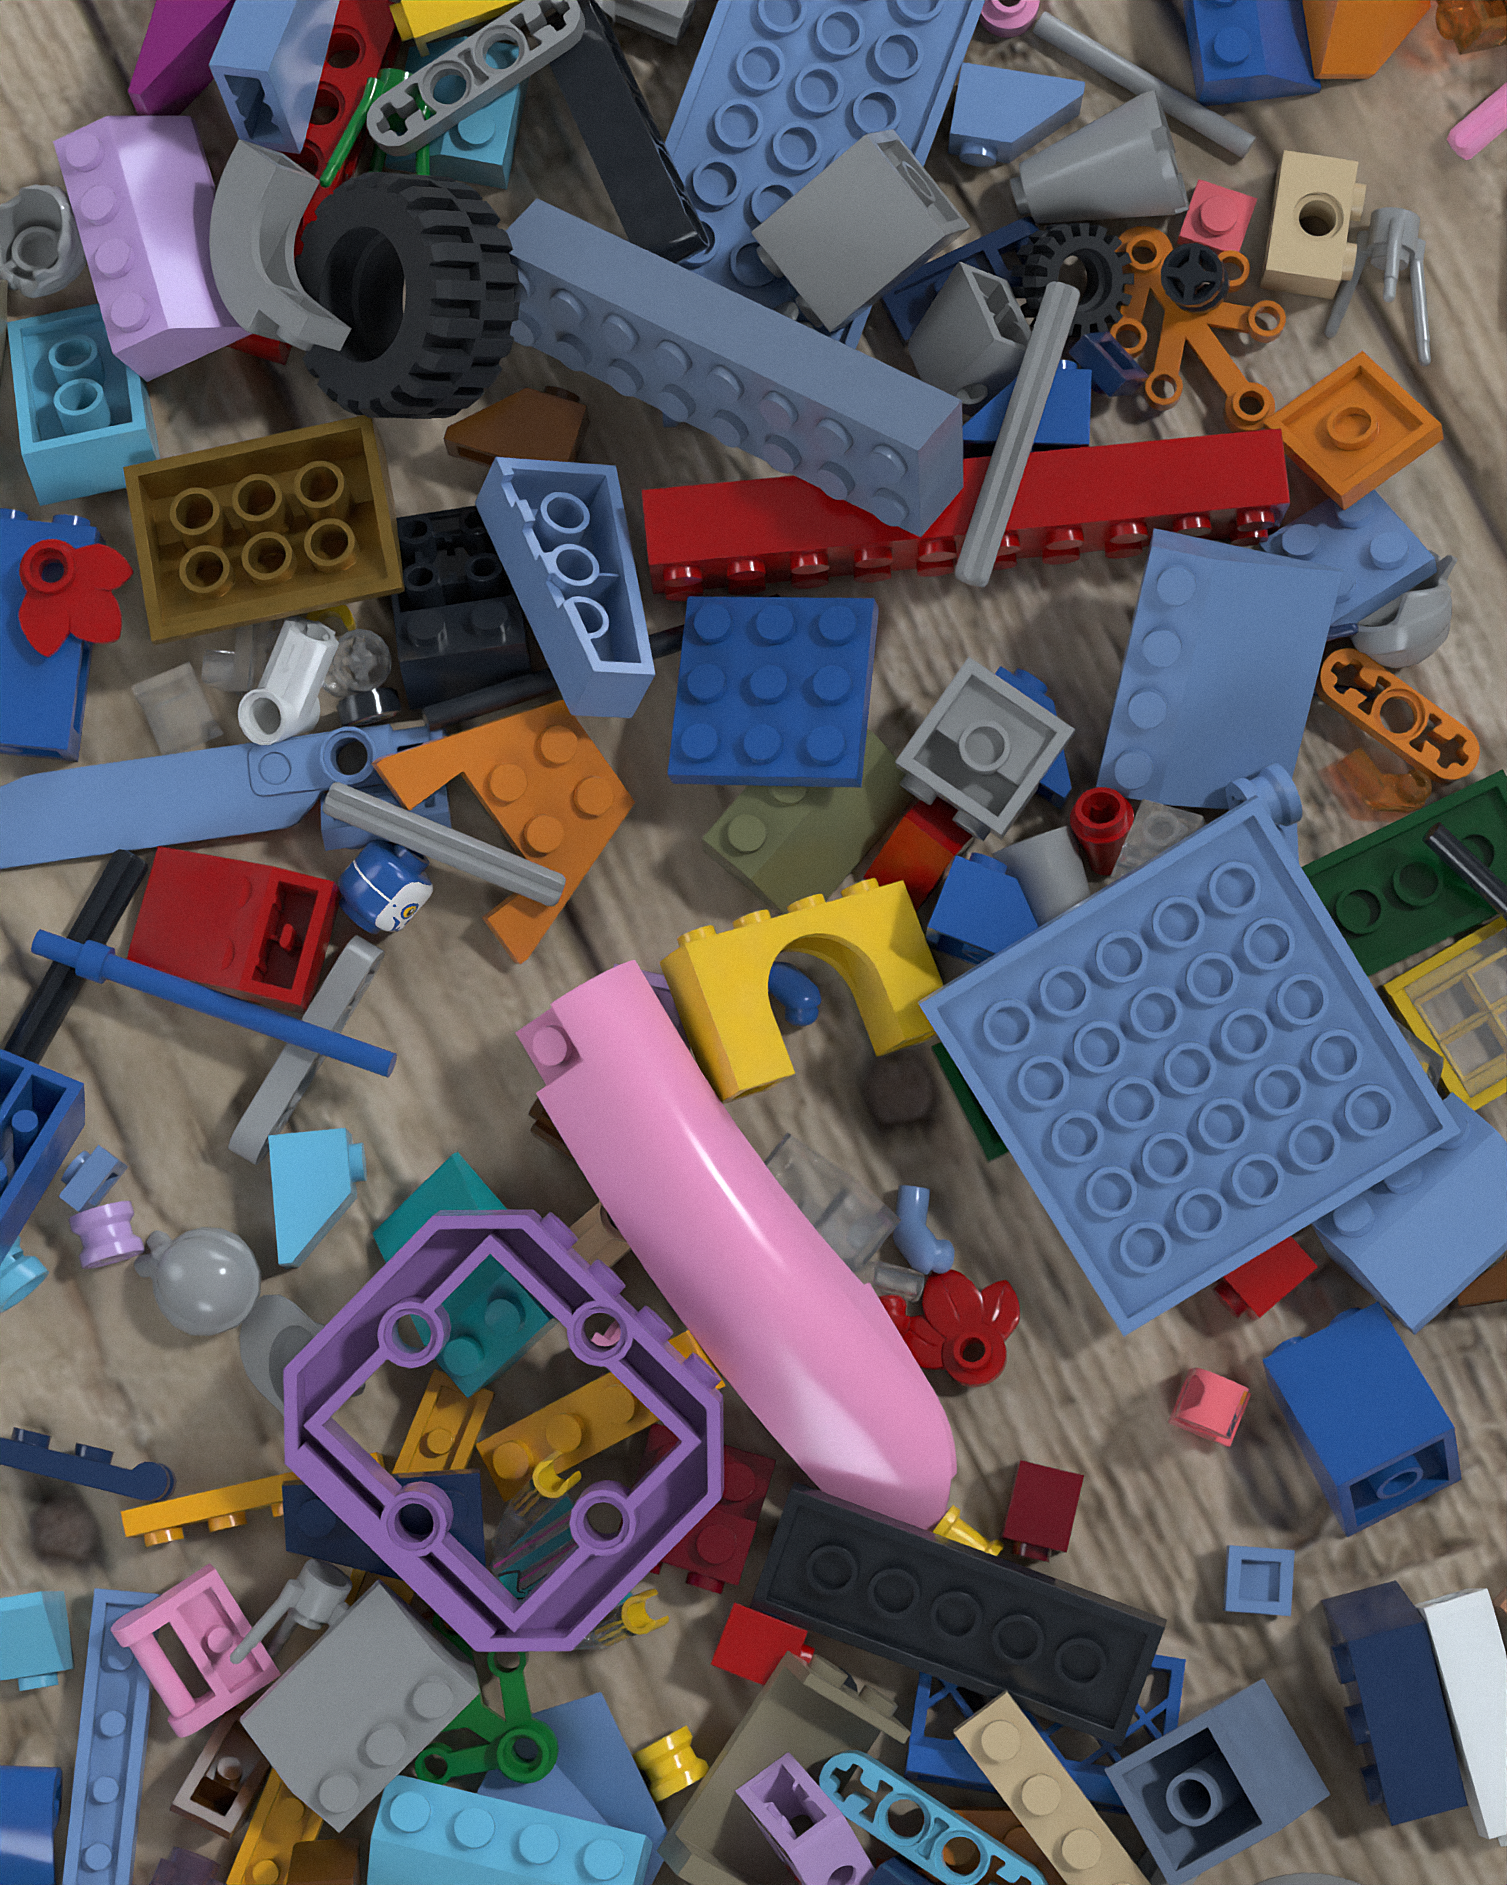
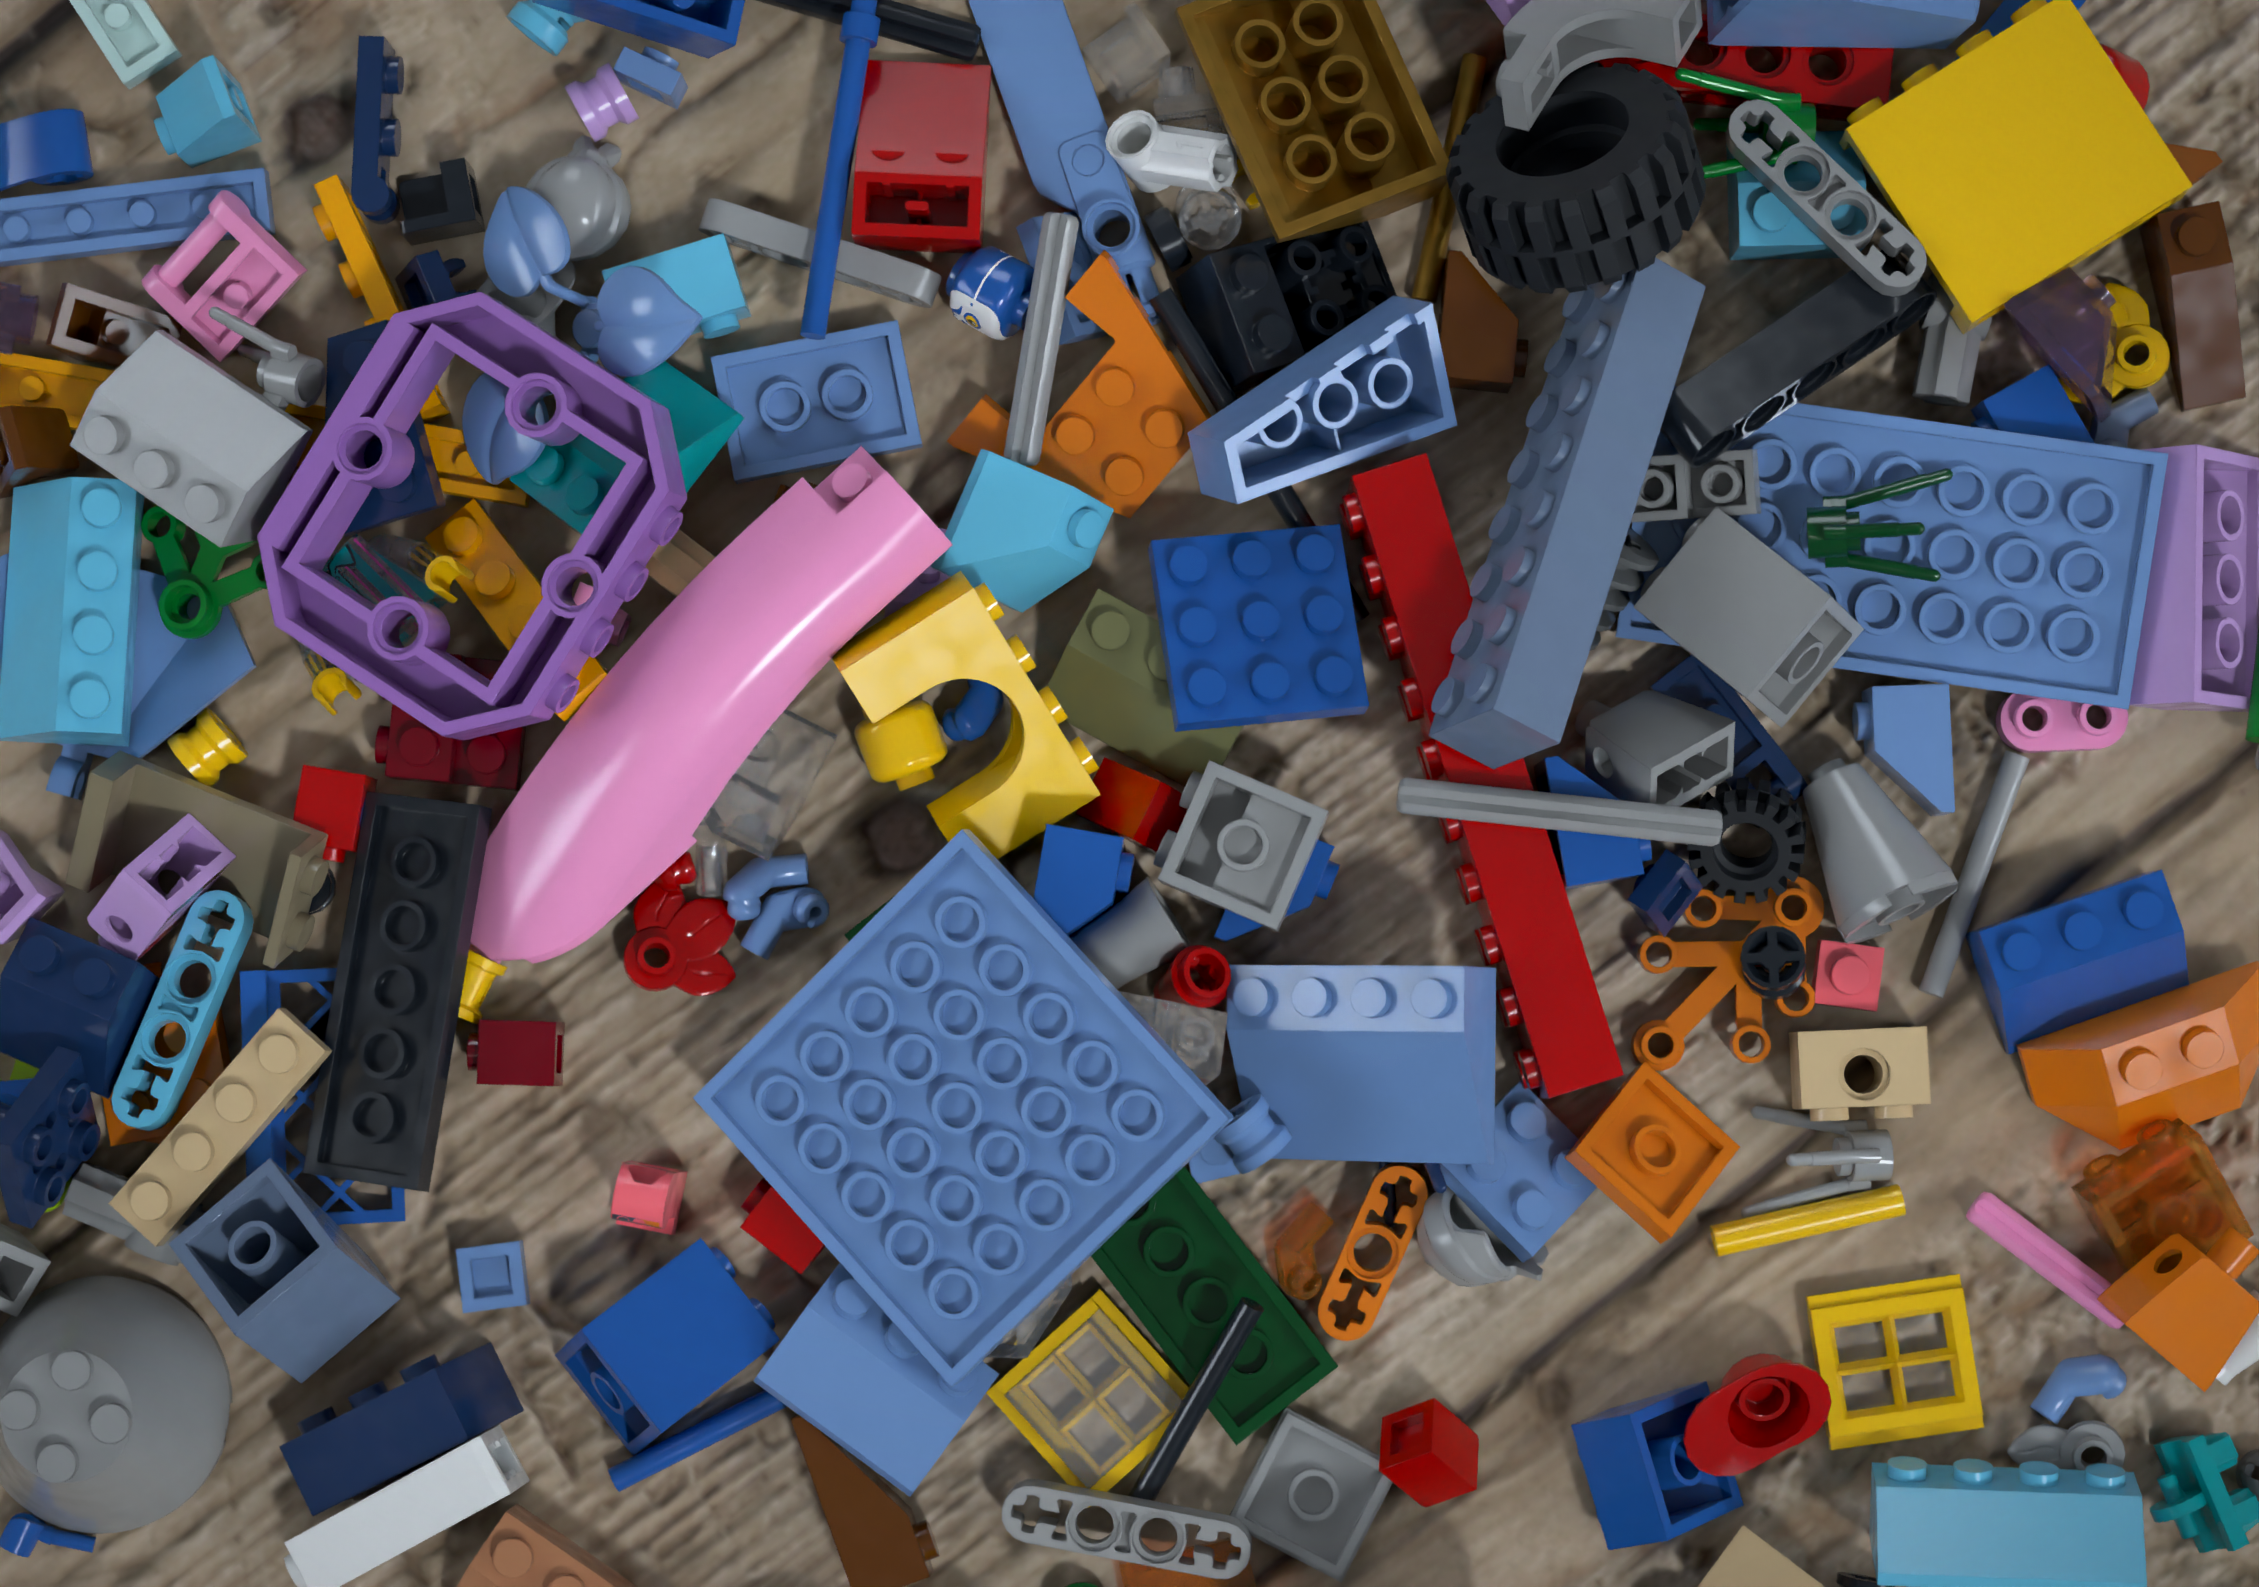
camera: 80 degrees right, 5 degrees up
(171, 1418) = (441, 204): none -> black panel
(254, 1445) = (428, 280): none -> dark blue tile
(347, 1229) = (628, 327): none -> medium blue plant
(395, 442) = (1443, 206): none -> pearl gold bar
(454, 1080) = (818, 401): none -> medium blue plate
(627, 899) = (1021, 532): none -> medium azure slope
(732, 246) = (1681, 492): none -> light grey slope
(797, 132) = (1836, 532): none -> dark green plant
(820, 1066) = (902, 745): none -> yellow head
(953, 1218) = (784, 912): none -> medium blue arm
(1443, 305) = (1807, 1220): none -> yellow piece
(1456, 1407) = (694, 1439): none -> blue bar

